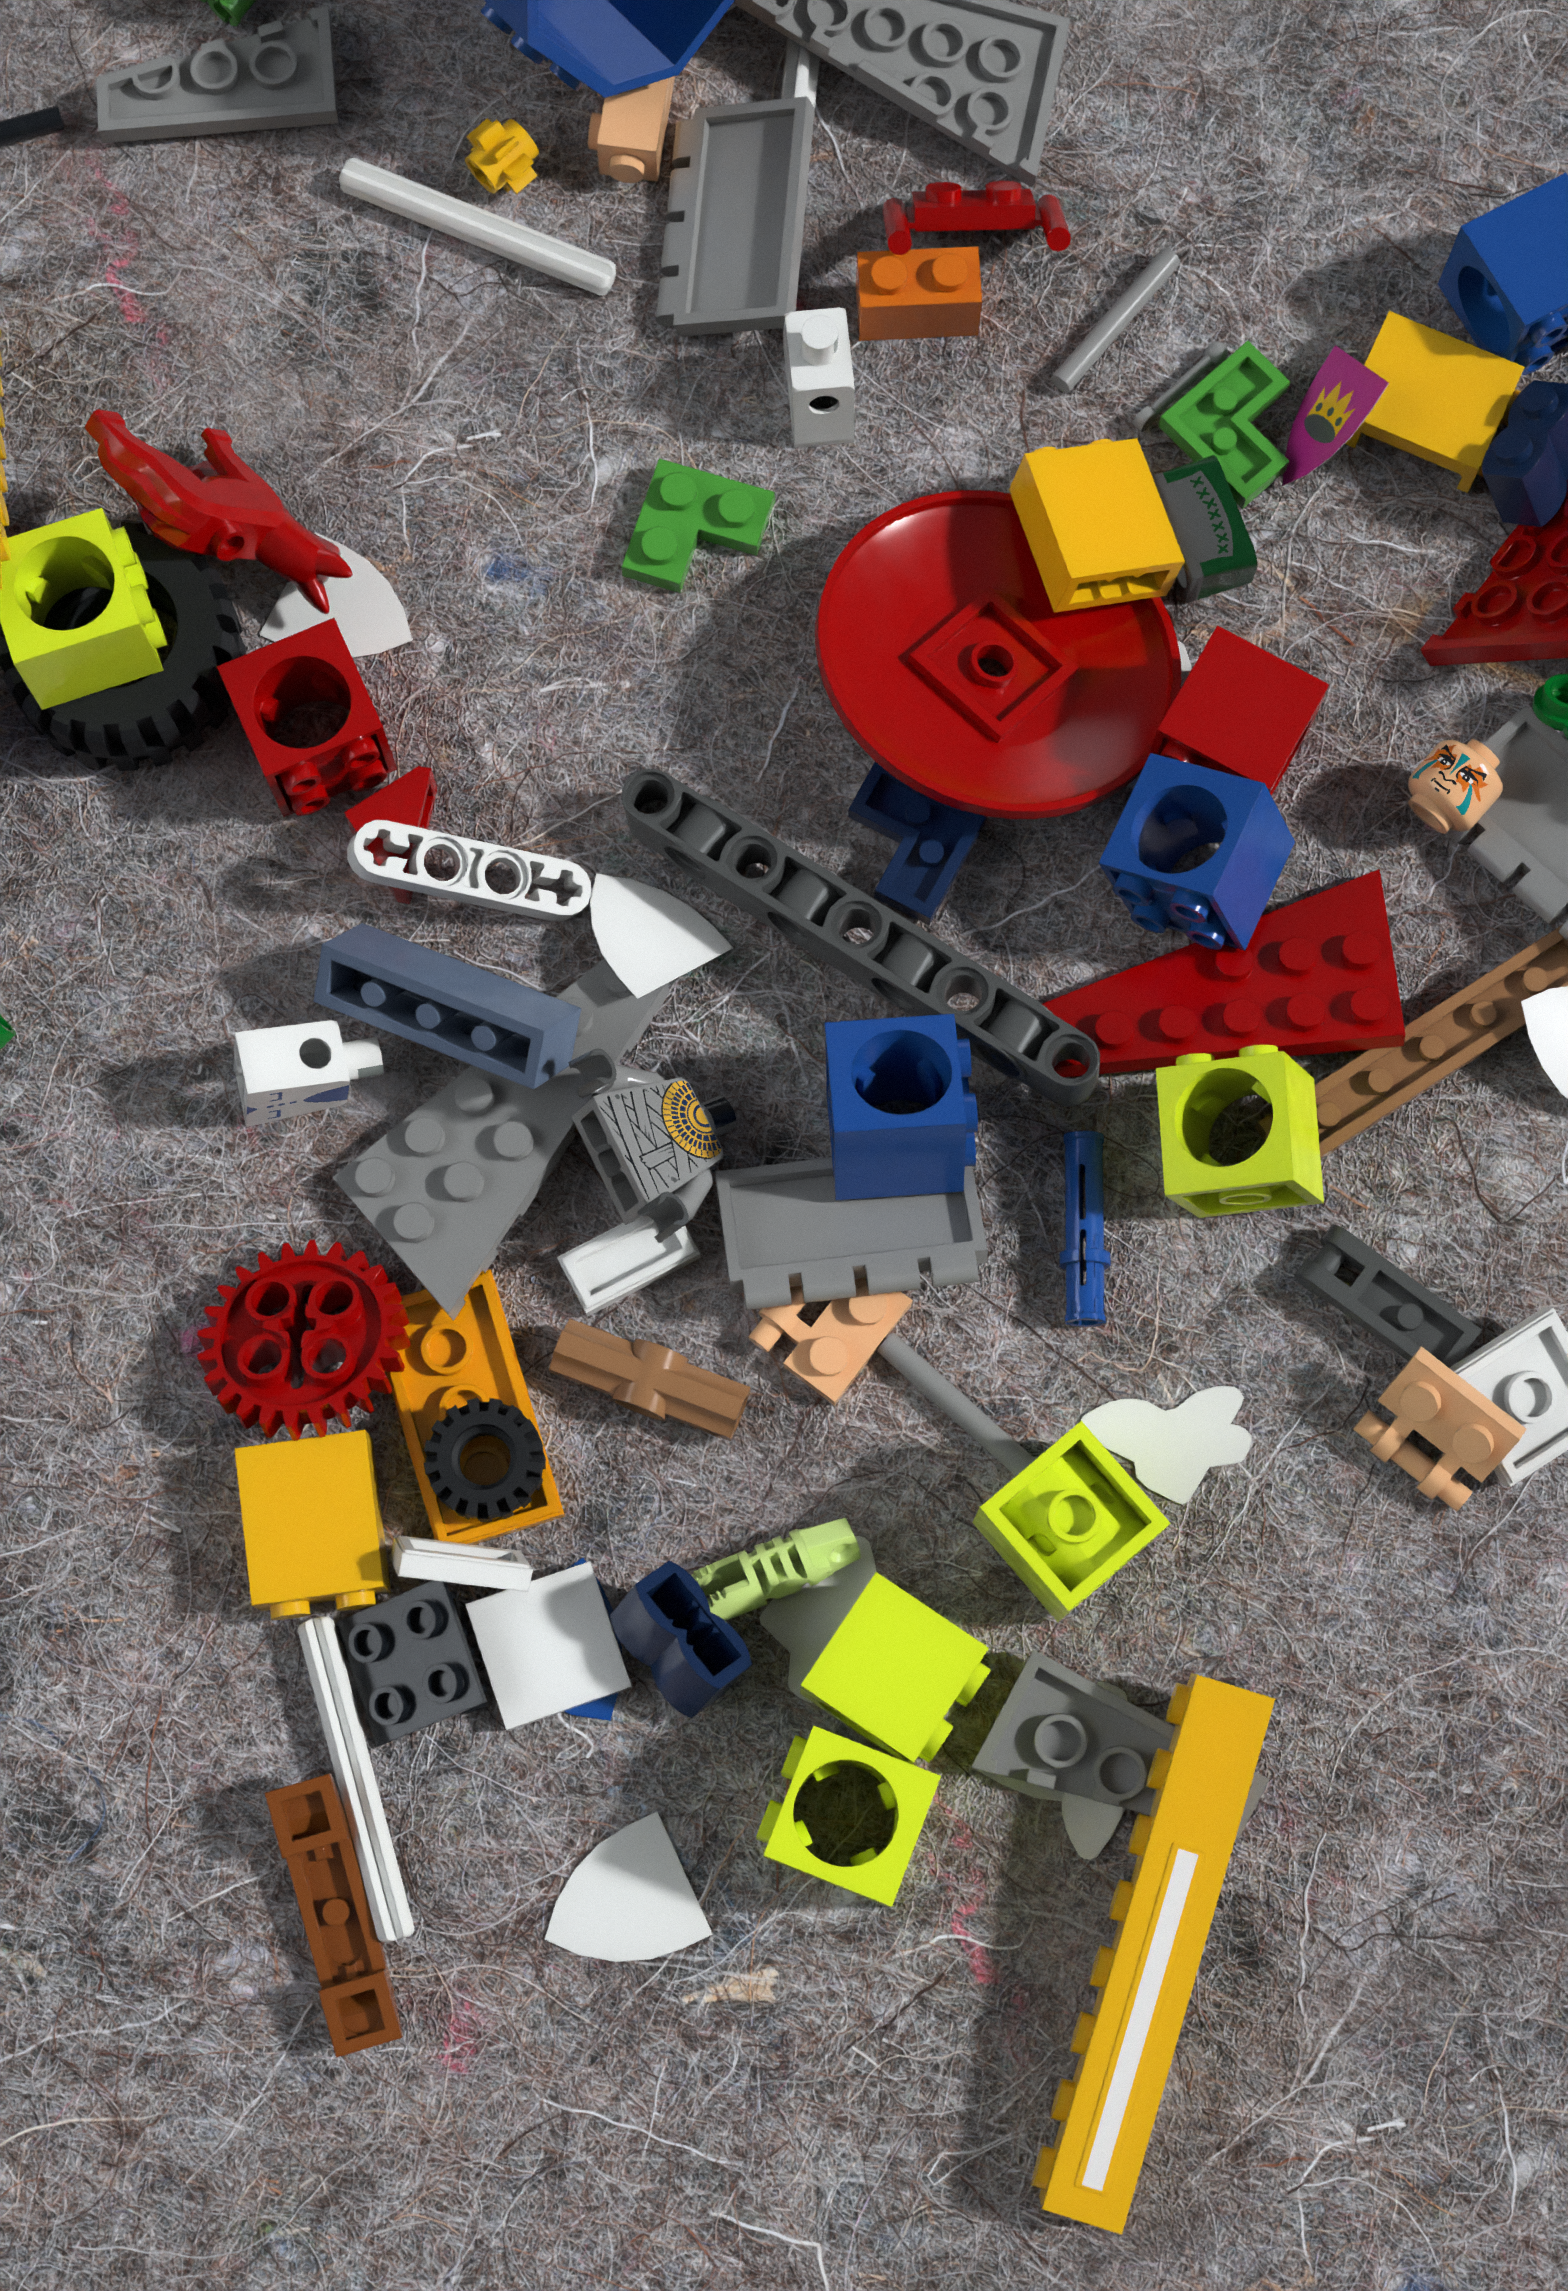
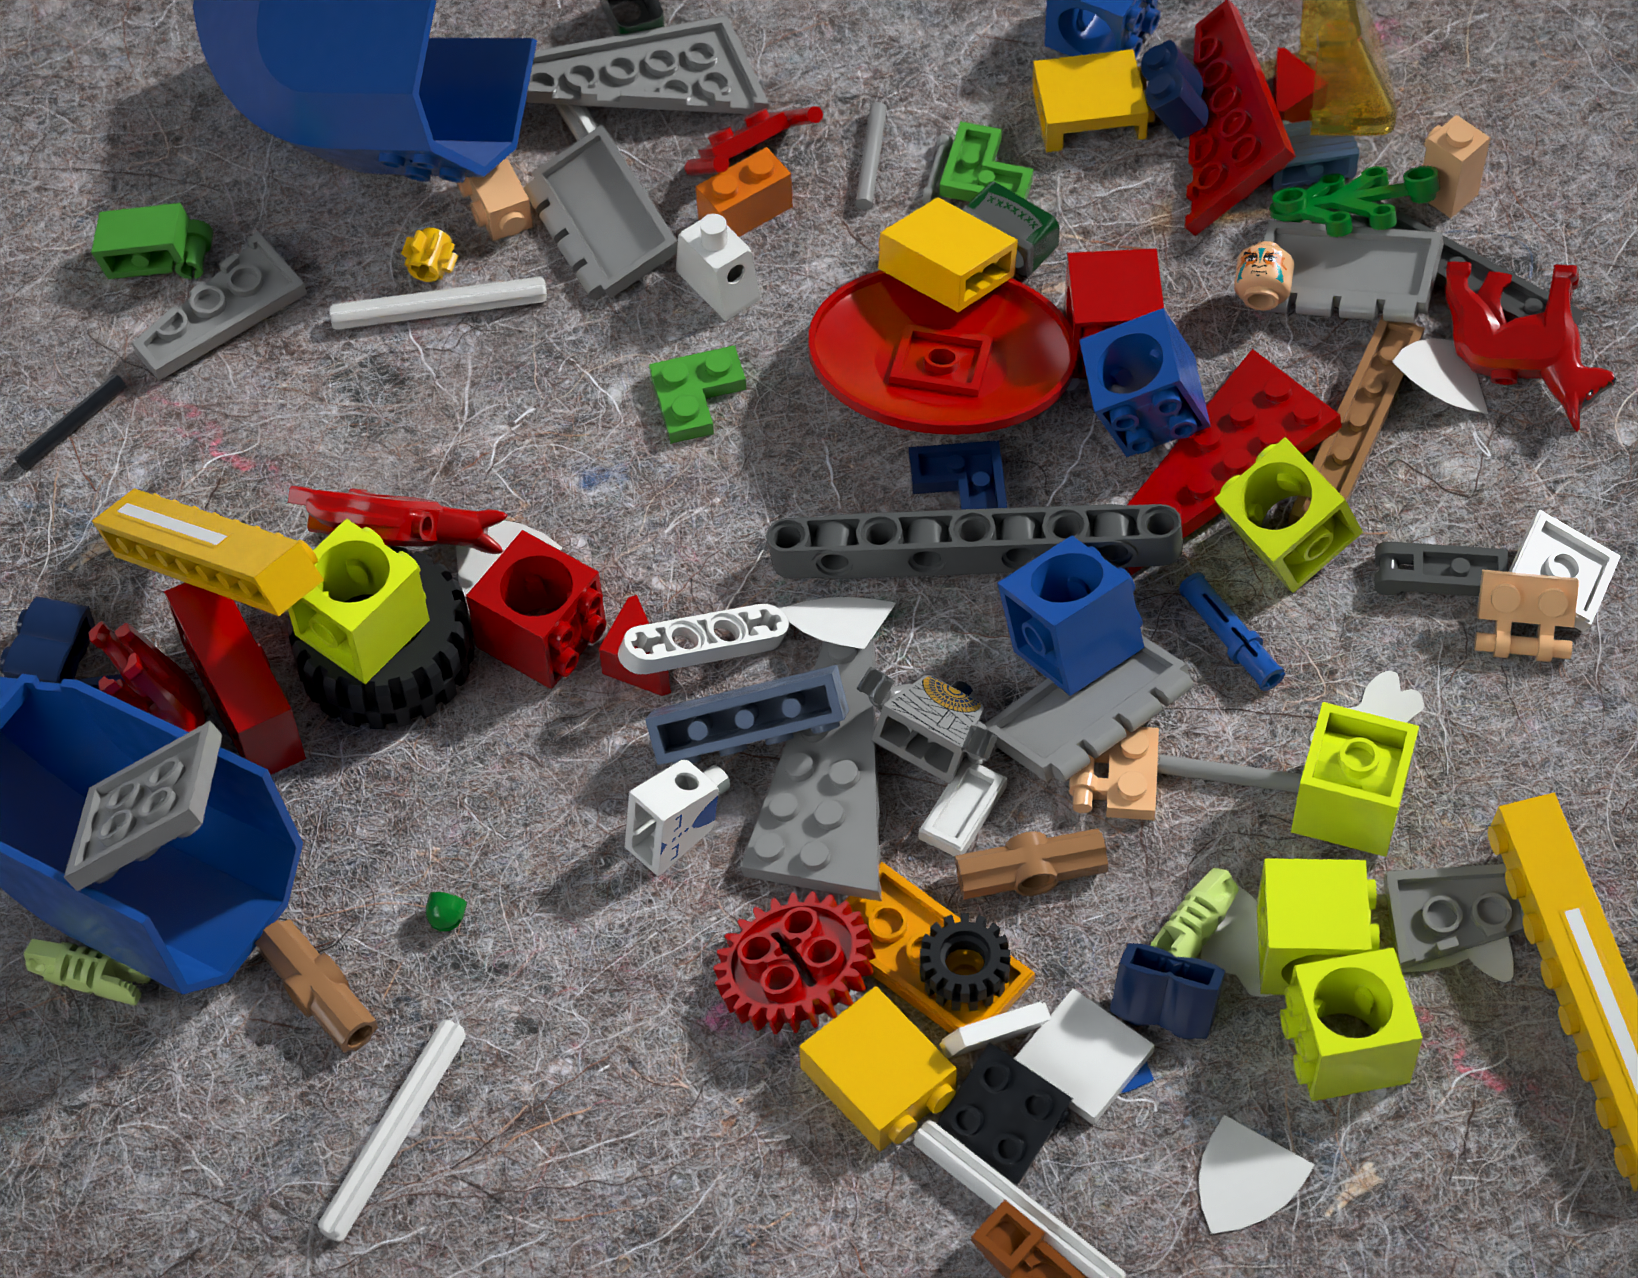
camera: 30 degrees left, 20 degrees down
(1330, 412) = (1039, 128): dark pink sticker -> none

